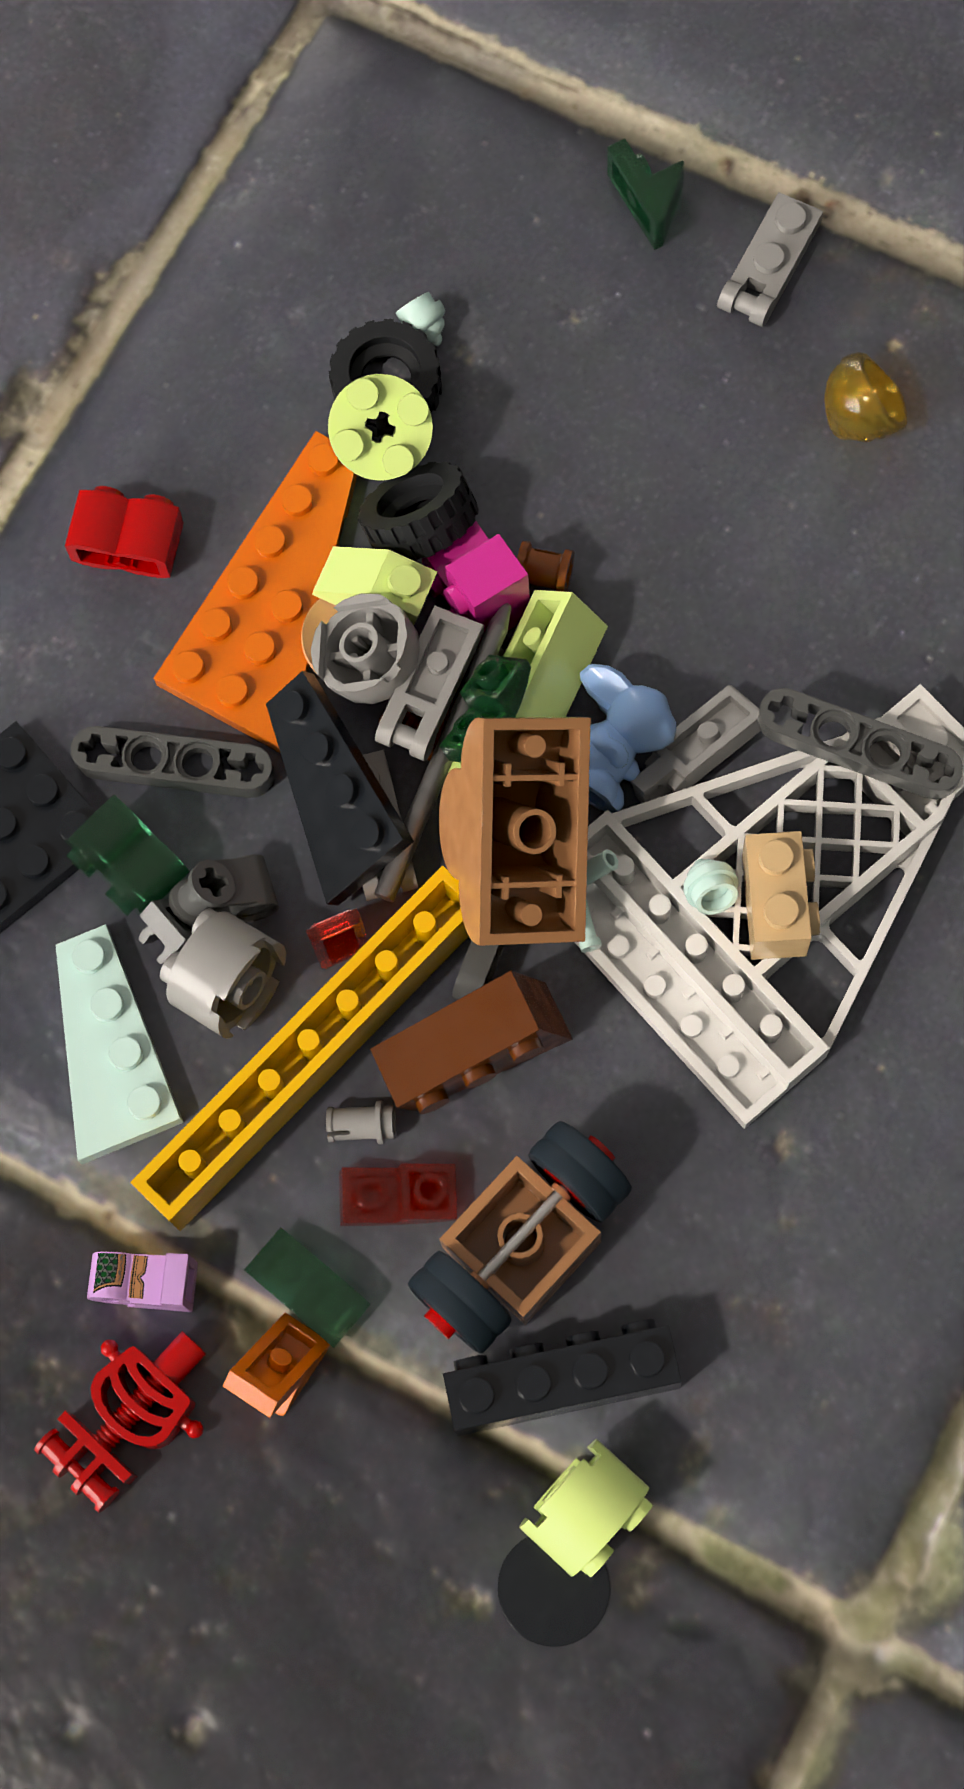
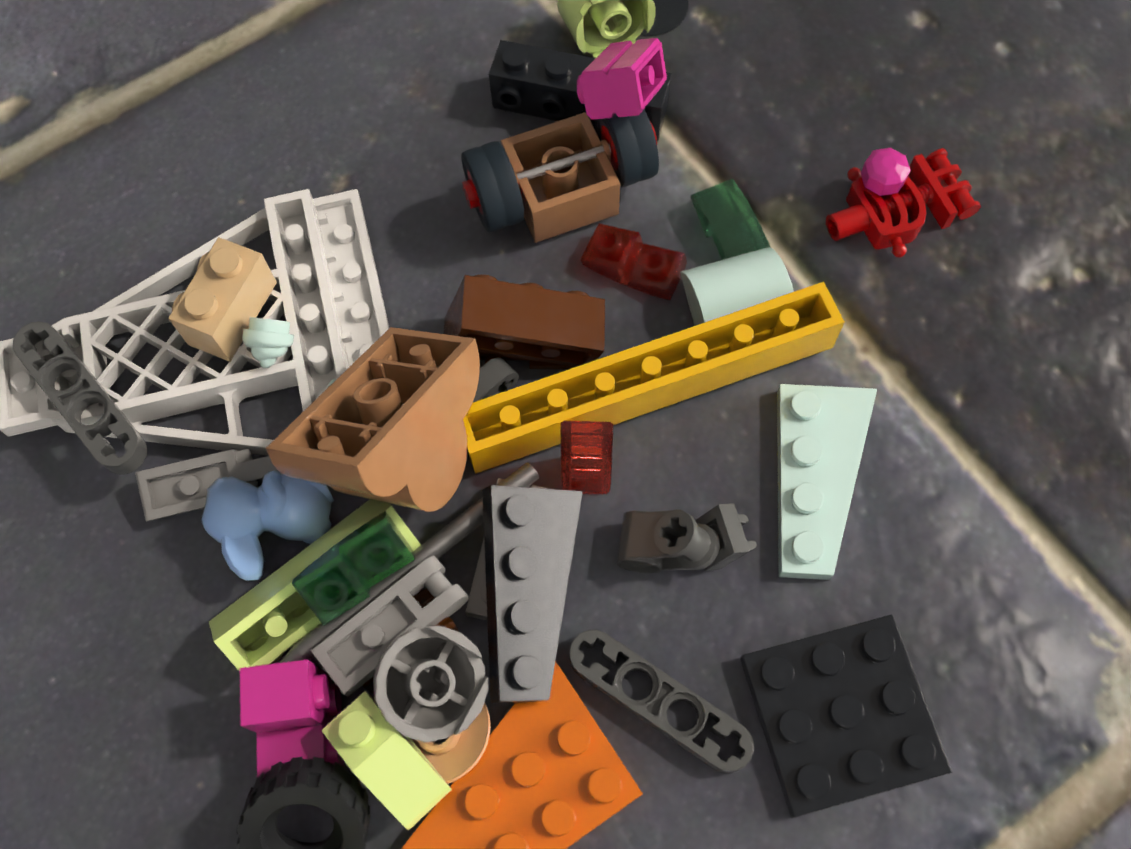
camera: 160 degrees left, 5 degrees down
(125, 857) = (742, 616): clear green brick -> none
(143, 1280) = (858, 280): lavender leg -> none
(154, 1423) = (885, 171): none -> dark pink tile
(223, 972) = (696, 463): light grey brick -> none
(267, 1201) = (735, 284): none -> light aqua brick
(277, 1366) = (779, 175): orange slope -> none
(361, 1123) = (636, 318): light grey pin -> none
(481, 1333) = (622, 79): none -> dark pink brick
(547, 567) = (222, 711): dark orange bush -> none

